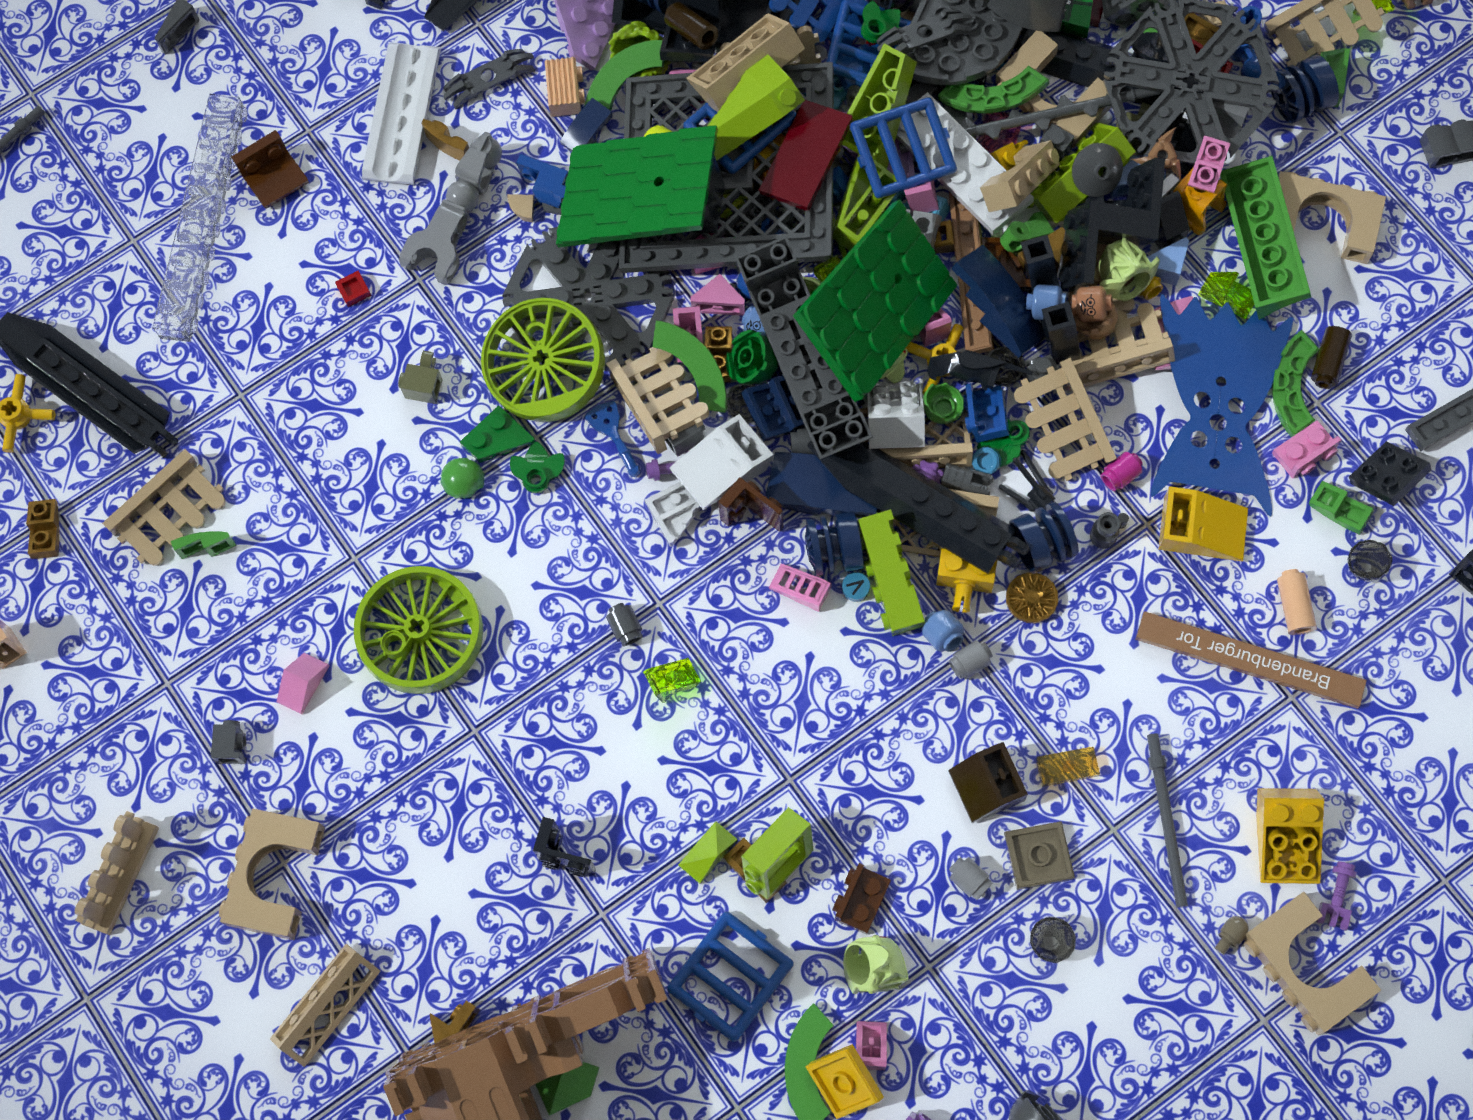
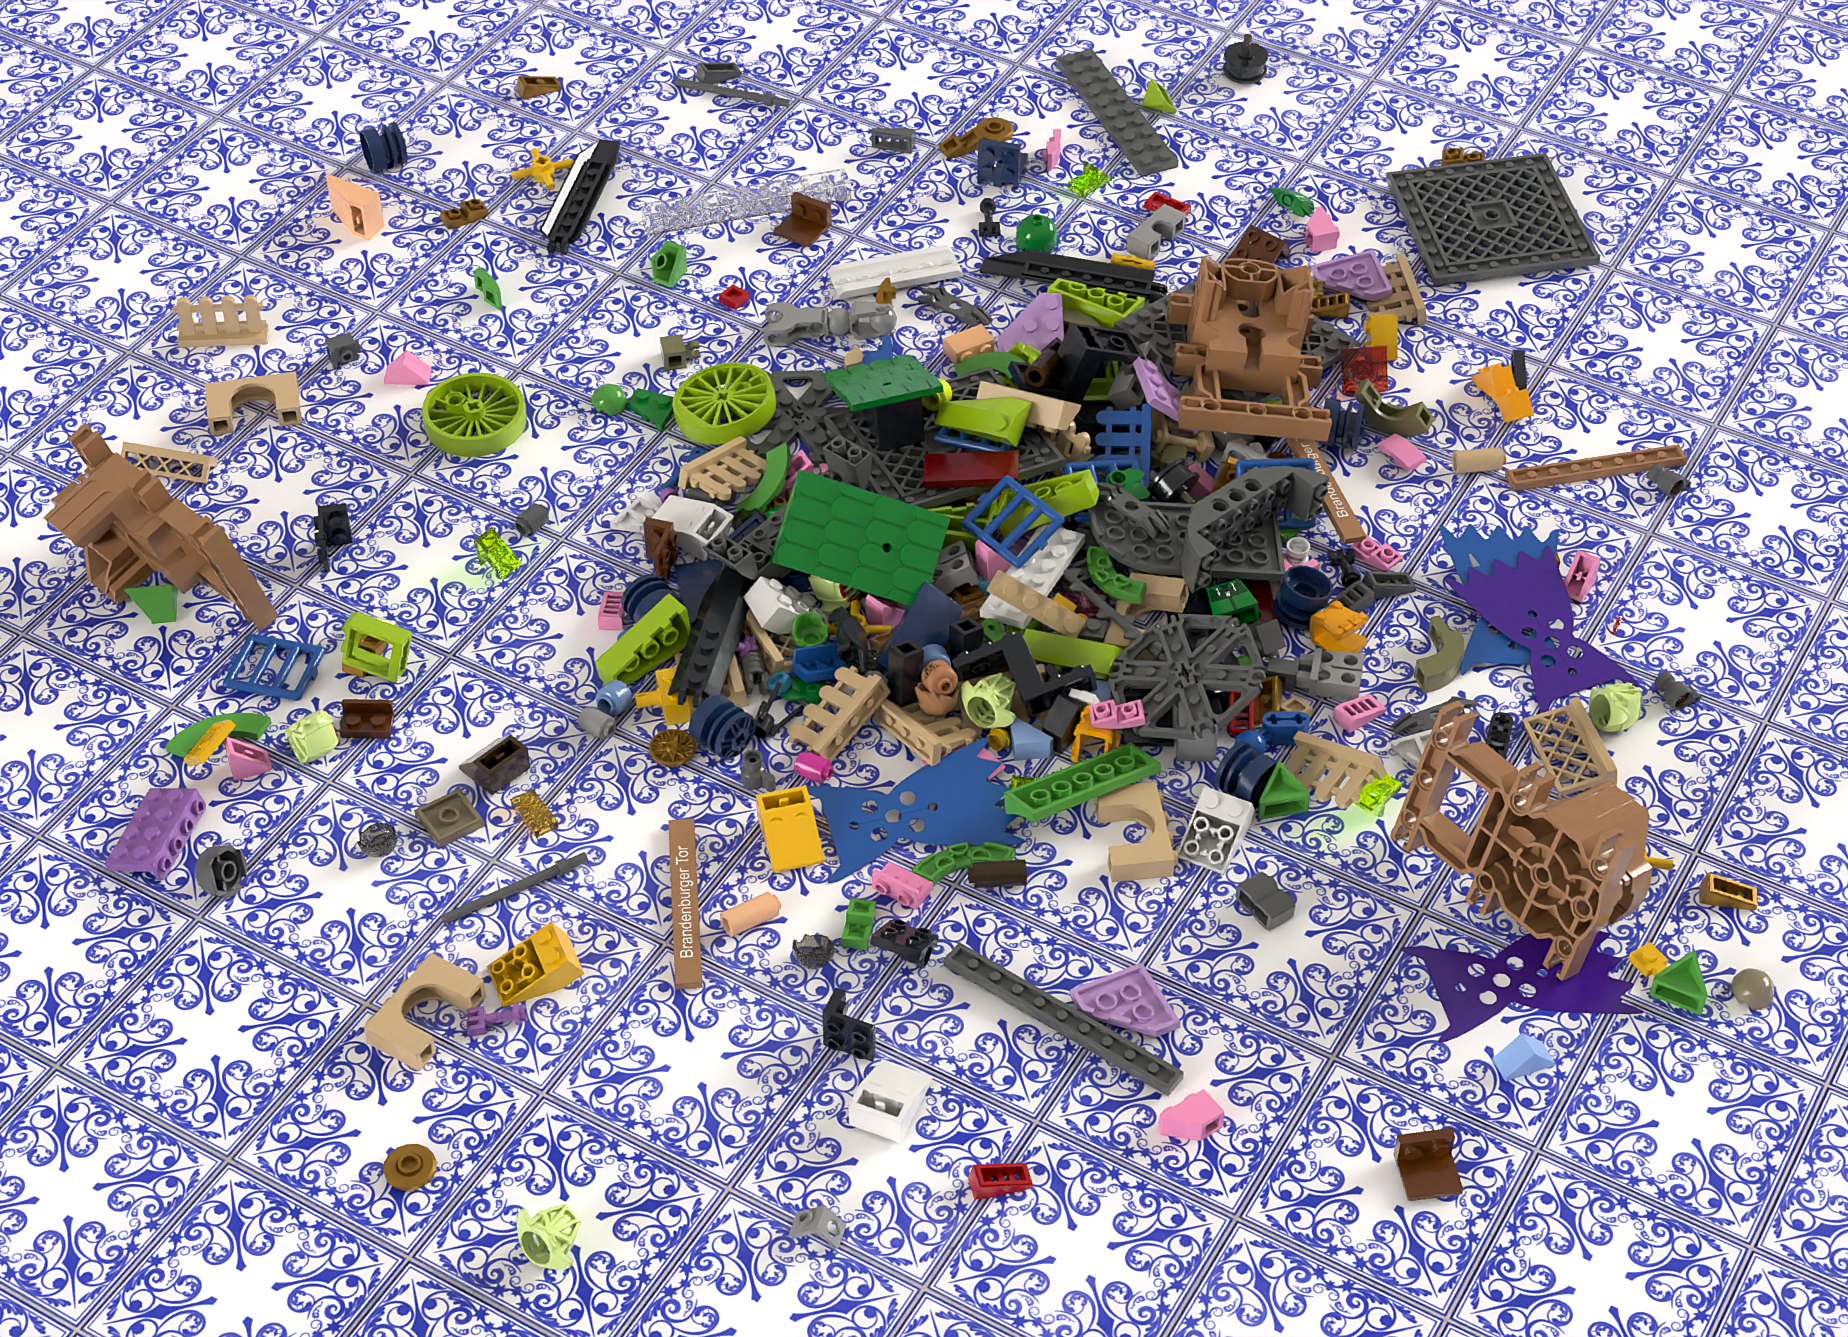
camera: 60 degrees right, 25 degrees down
(162, 485) = (517, 253): tan fence -> none
(265, 338) = (669, 264): none -> bright green slope
(537, 465) = (638, 436): green plate -> none
(586, 125) = (944, 365): dark blue slope -> none
(970, 877) = (410, 776): light grey brick -> none
(1089, 162) = (1085, 651): dark grey dish -> none
(1164, 145) = (1117, 685): medium nougat piece -> none
(1232, 934) = (426, 950): dark tan cylinder -> none
(1349, 146) = (1215, 830): none -> white slope

